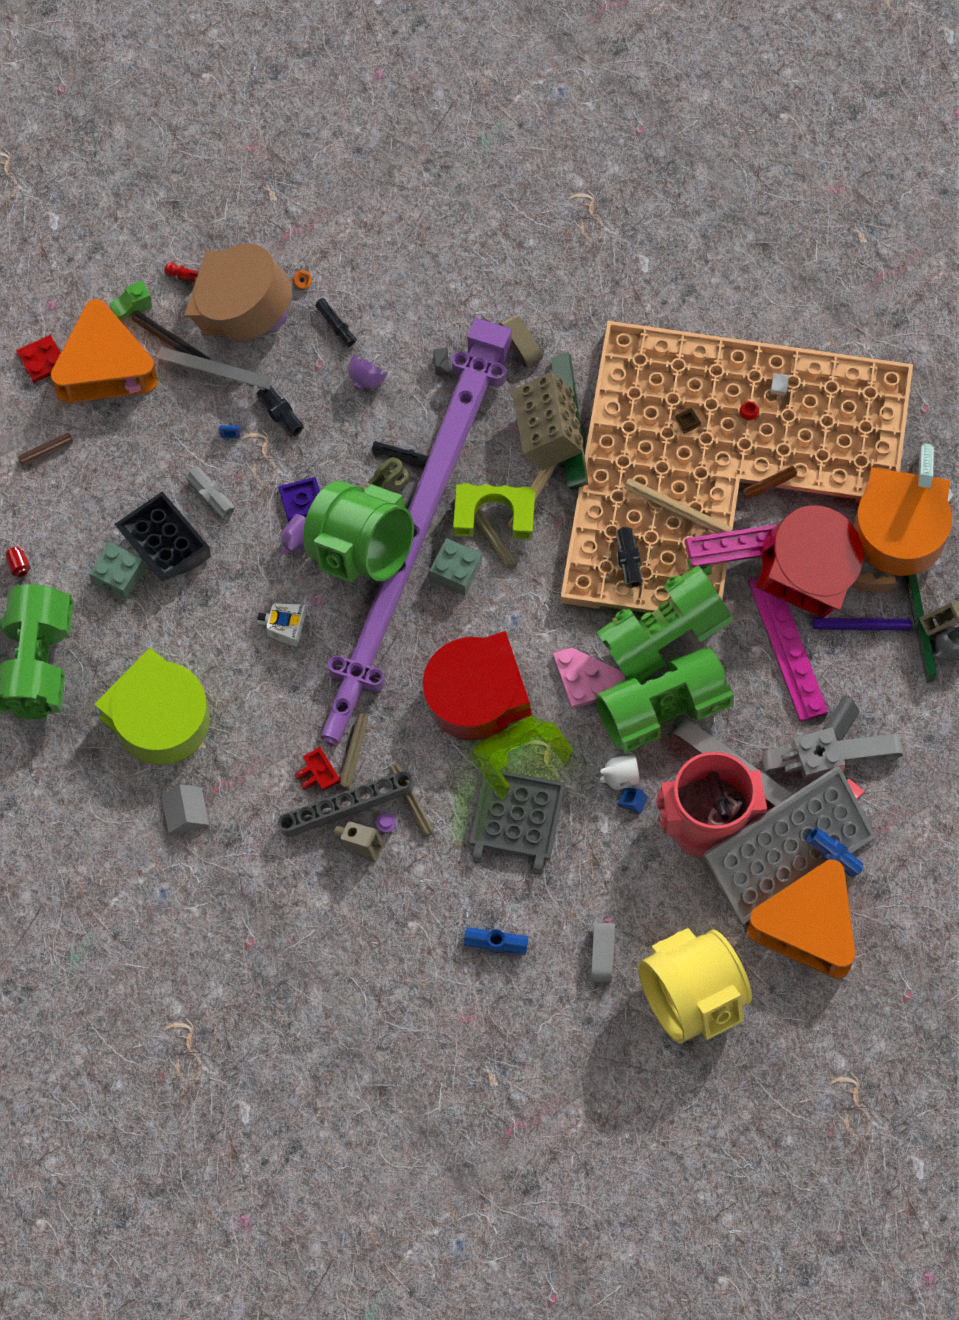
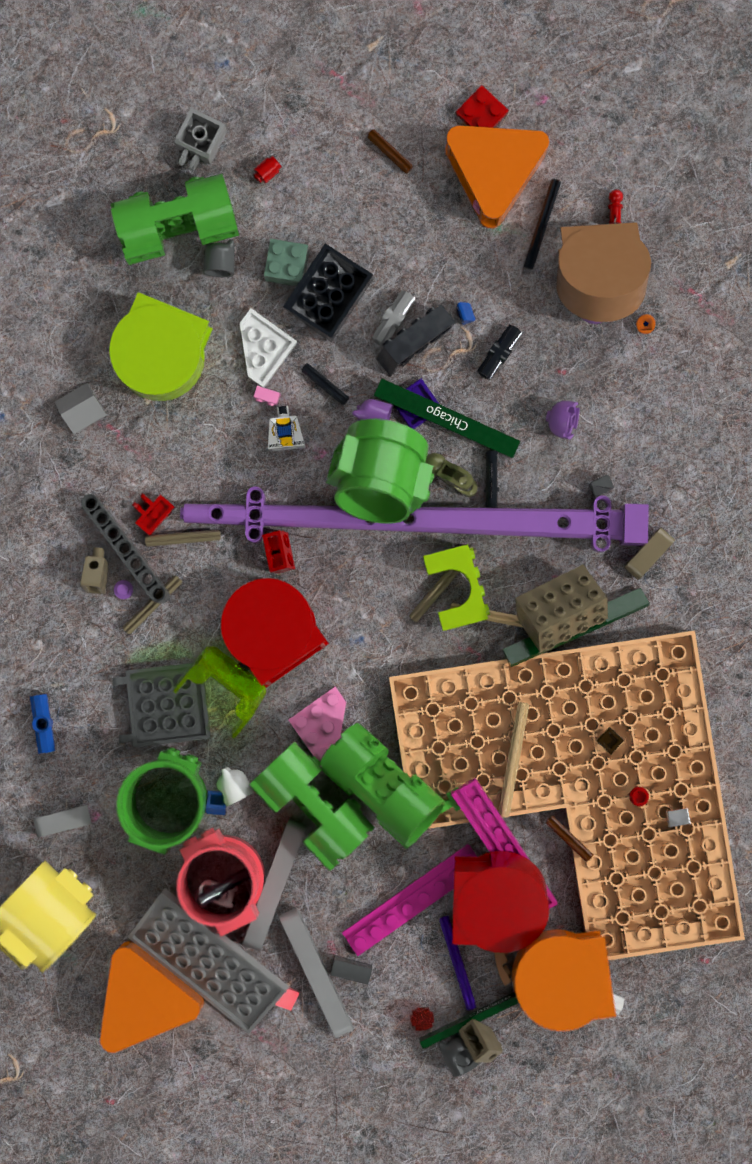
camera: 75 degrees right, 20 degrees up
(87, 629) = (219, 257): none -> dark grey piece
(133, 299) = (568, 172): bright green arch -> none
(191, 618) = (263, 347): none -> white plate
(211, 367) = (520, 276): light grey piece -> none
(239, 479) = (414, 339): none -> black wedge
(241, 630) = (266, 395): none -> bright pink piece
(250, 574) = (325, 384): none -> black axle
(325, 474) = (446, 418): none -> dark green tile
(340, 327) = (606, 377): black pin -> none
(401, 661) = (278, 552): none -> red brick
(455, 567) = (390, 569): sand green brick -> none
(622, 795) = (127, 811): none -> bright green cylinder
(629, 557) = (445, 729): black piece -> none
(804, 751) = (301, 950): light grey hinge -> none
(834, 850) = (215, 1003): blue piece -> none
(907, 669) = (422, 1018): none -> clear red gear
(926, 466) = (625, 988): light aqua piece -> none

